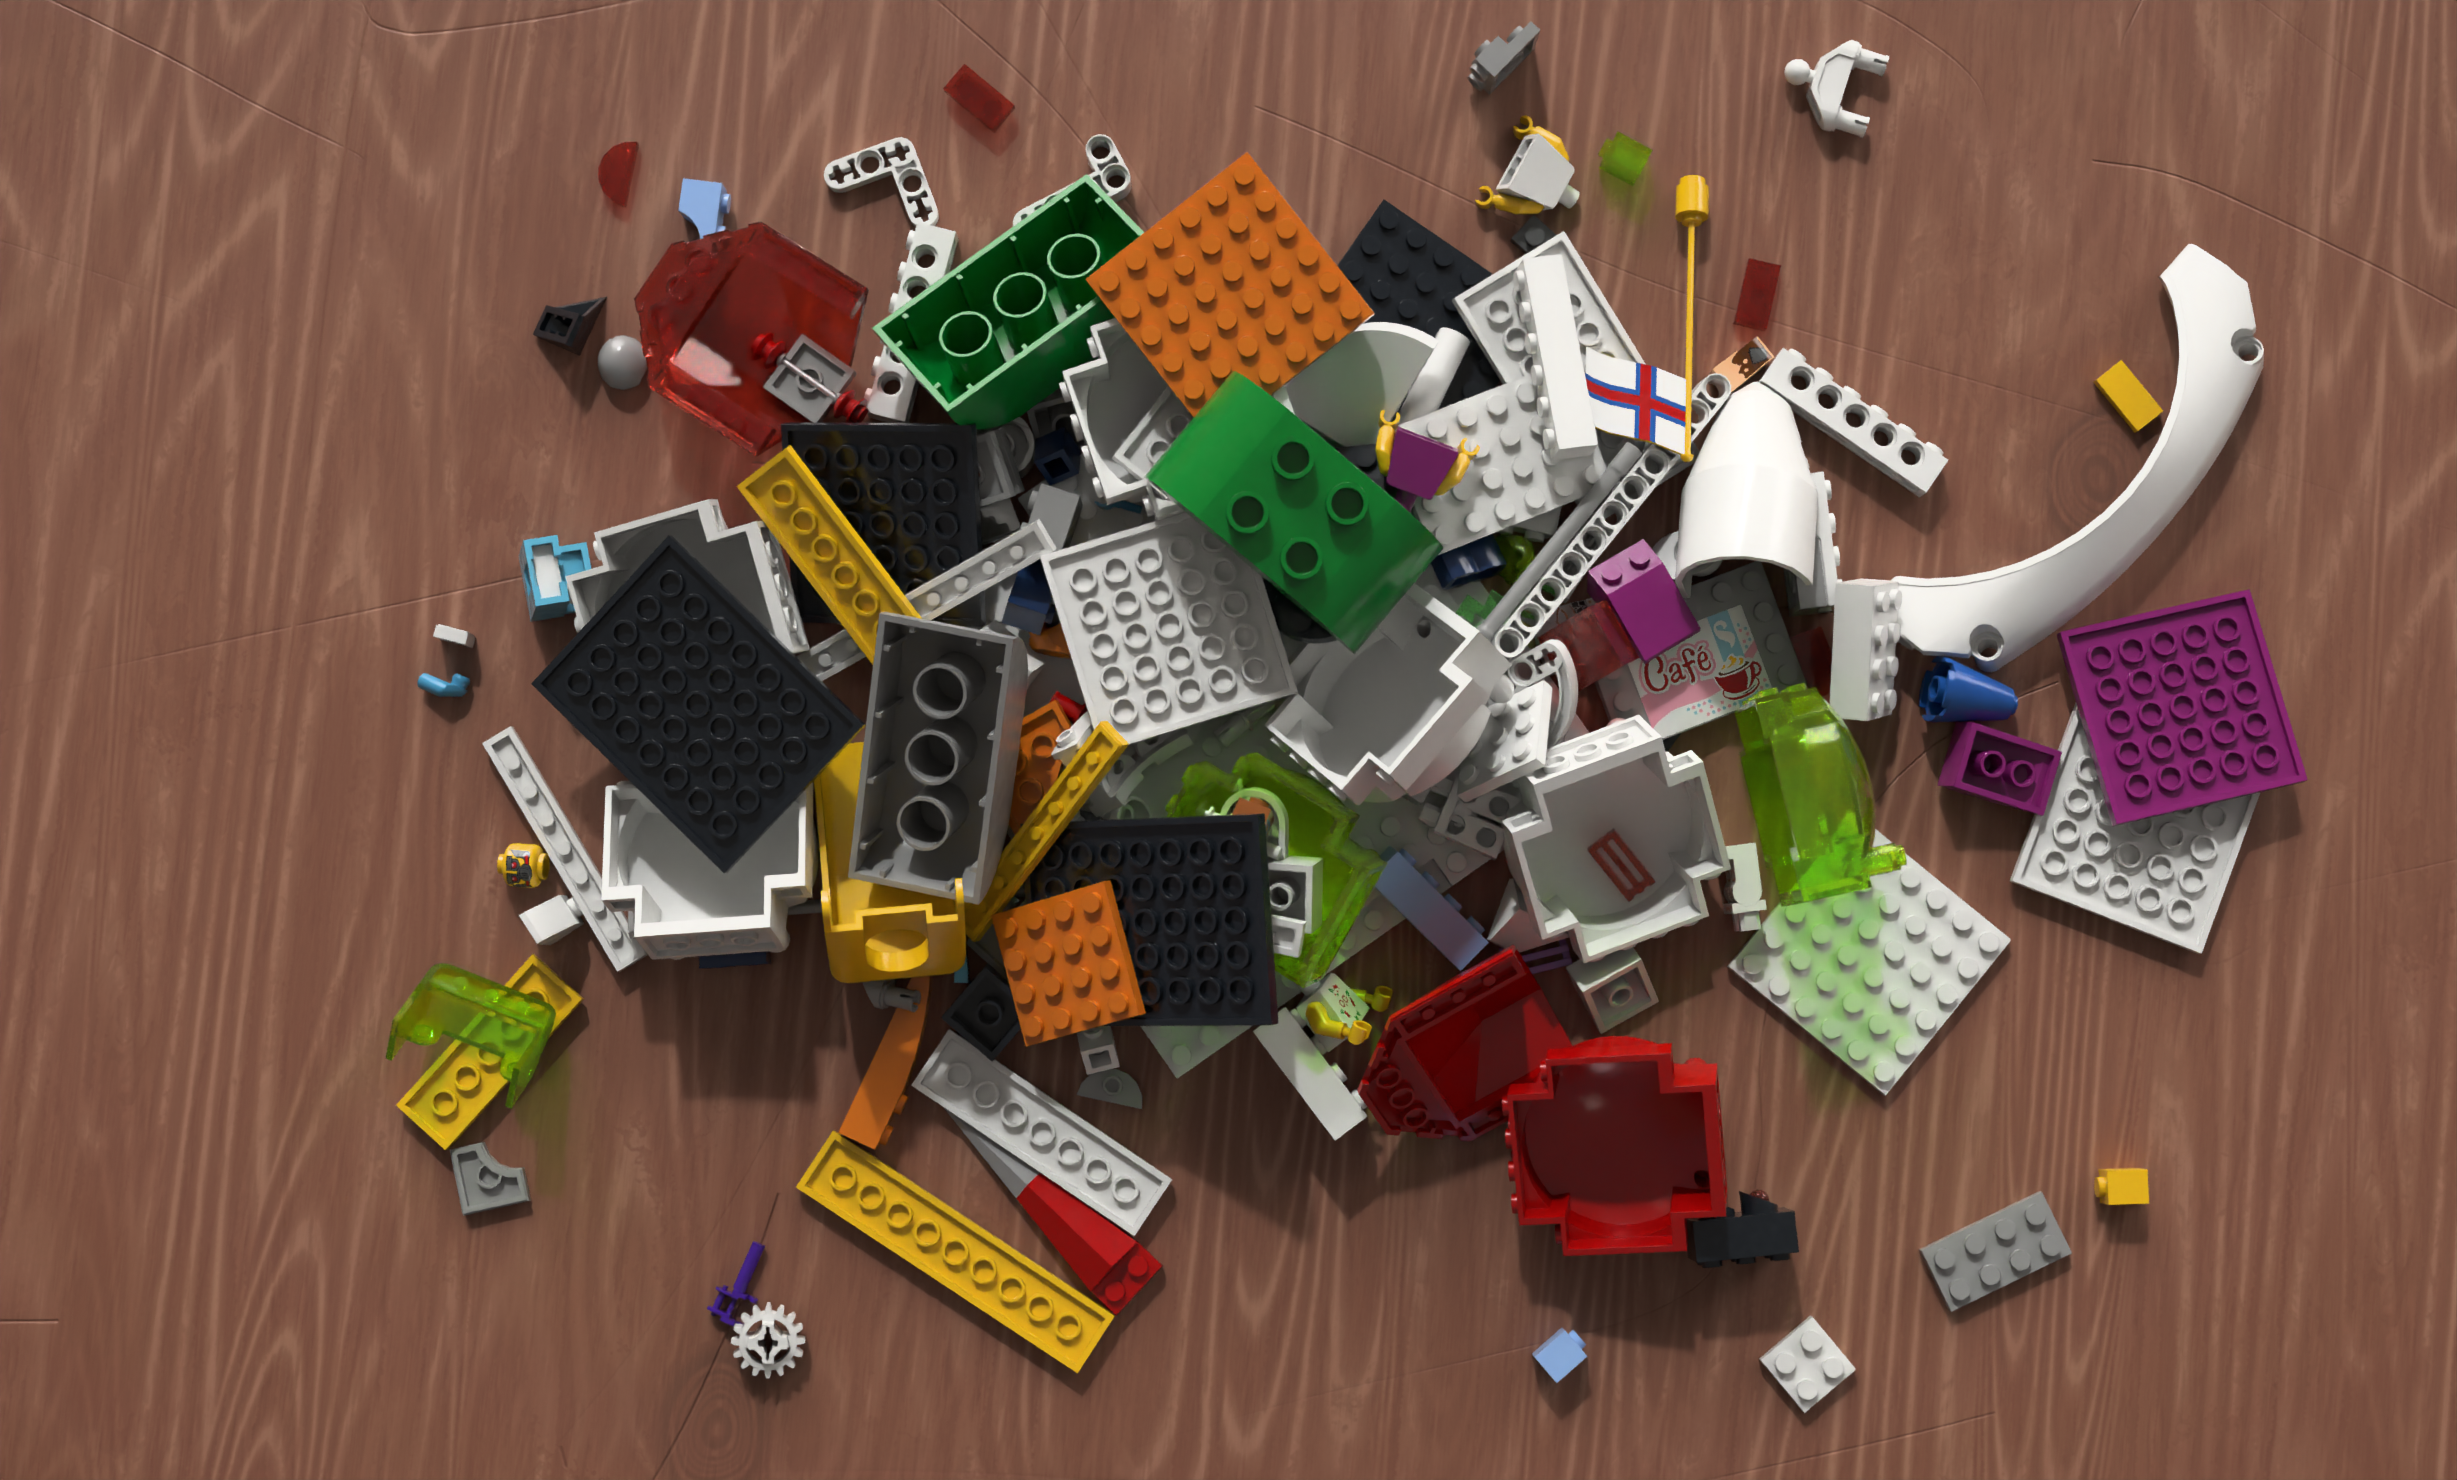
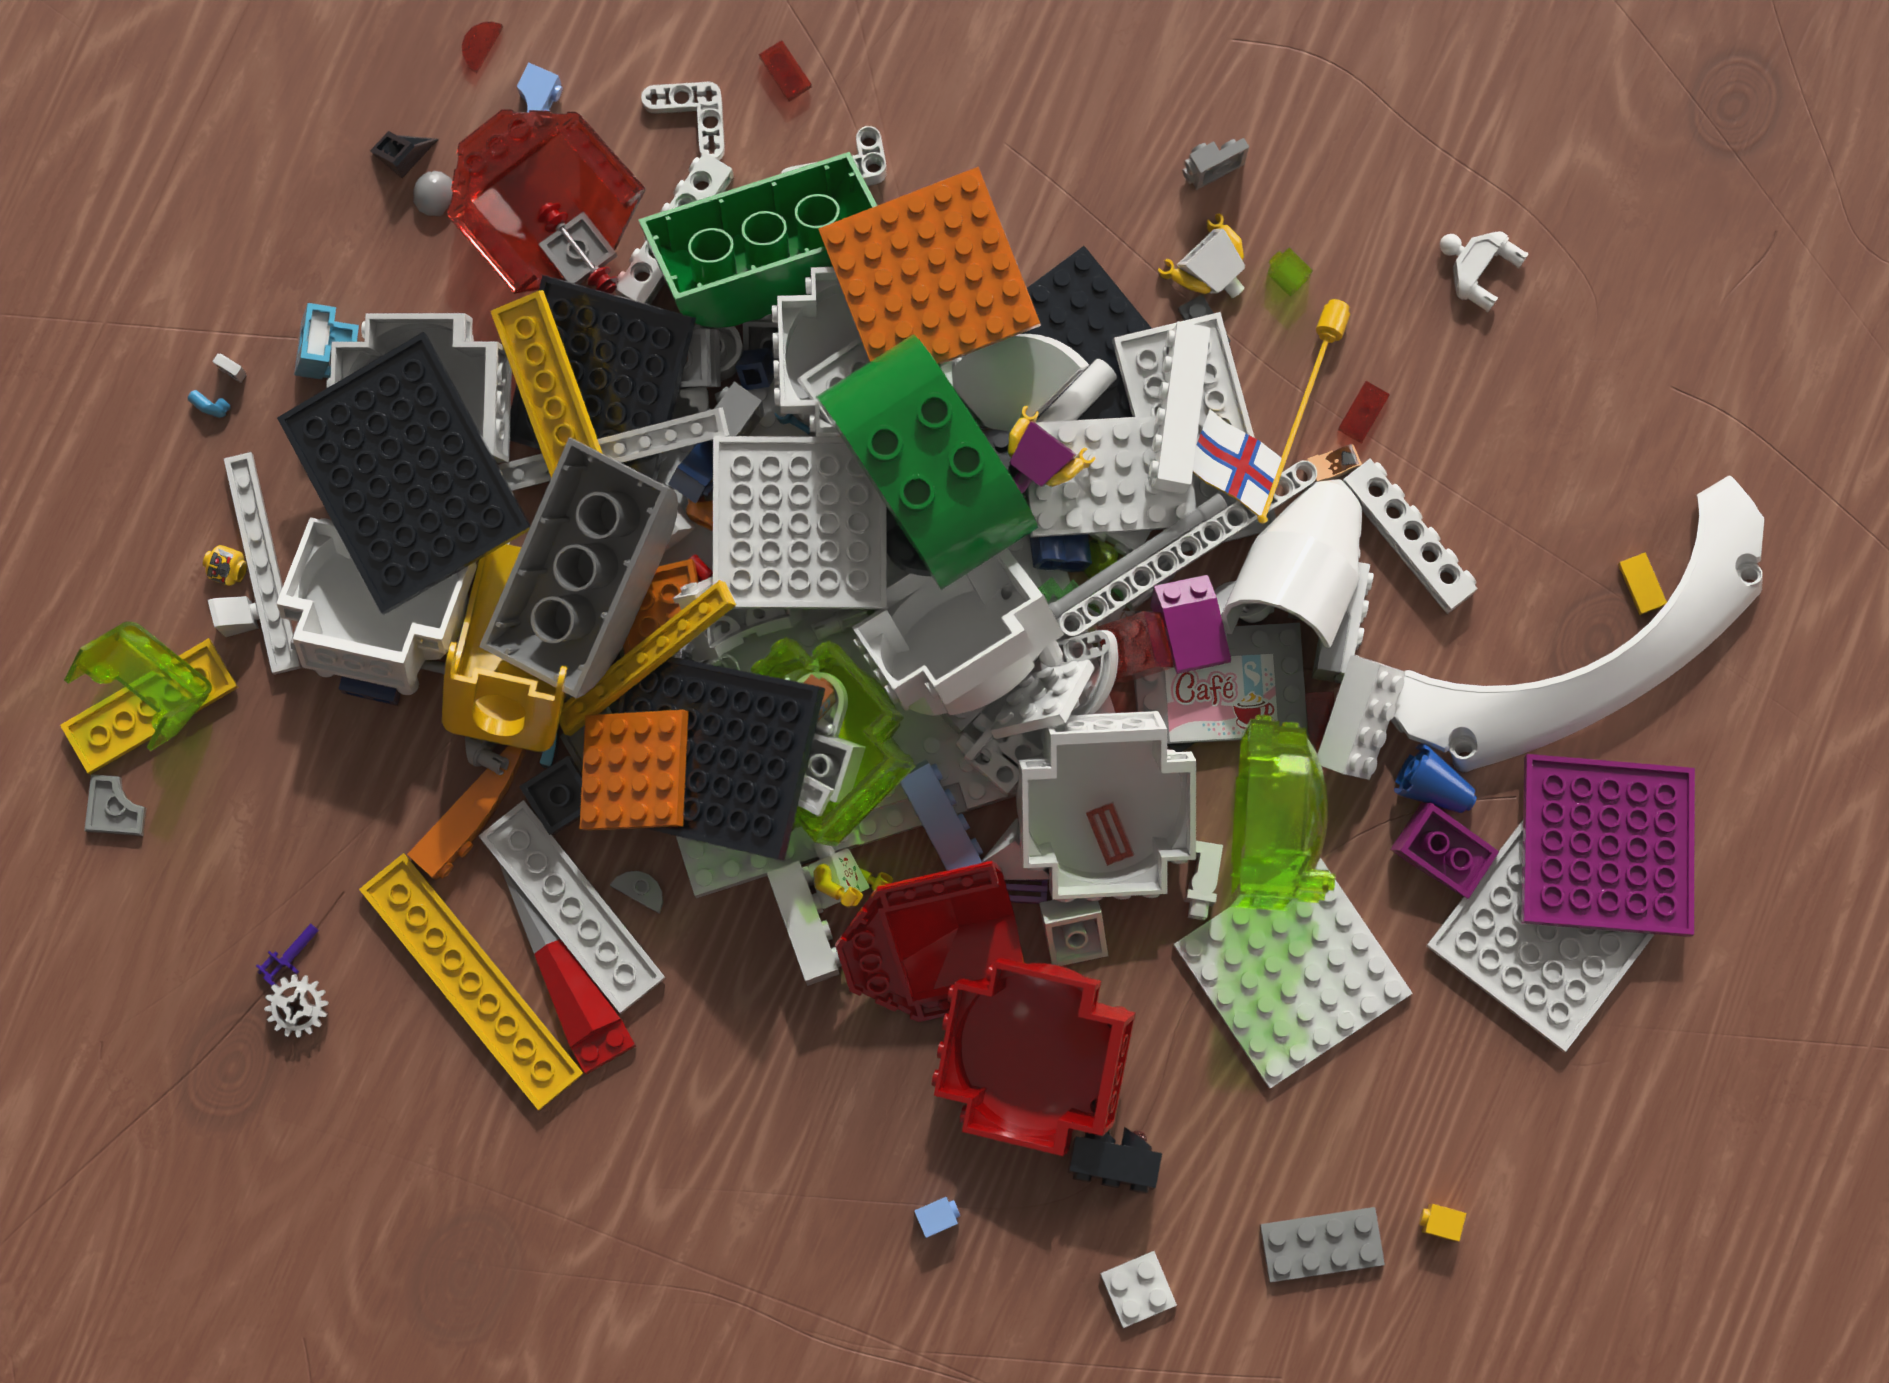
camera: 15 degrees right, 5 degrees down
(1098, 1049) = (638, 849): white brick -> none

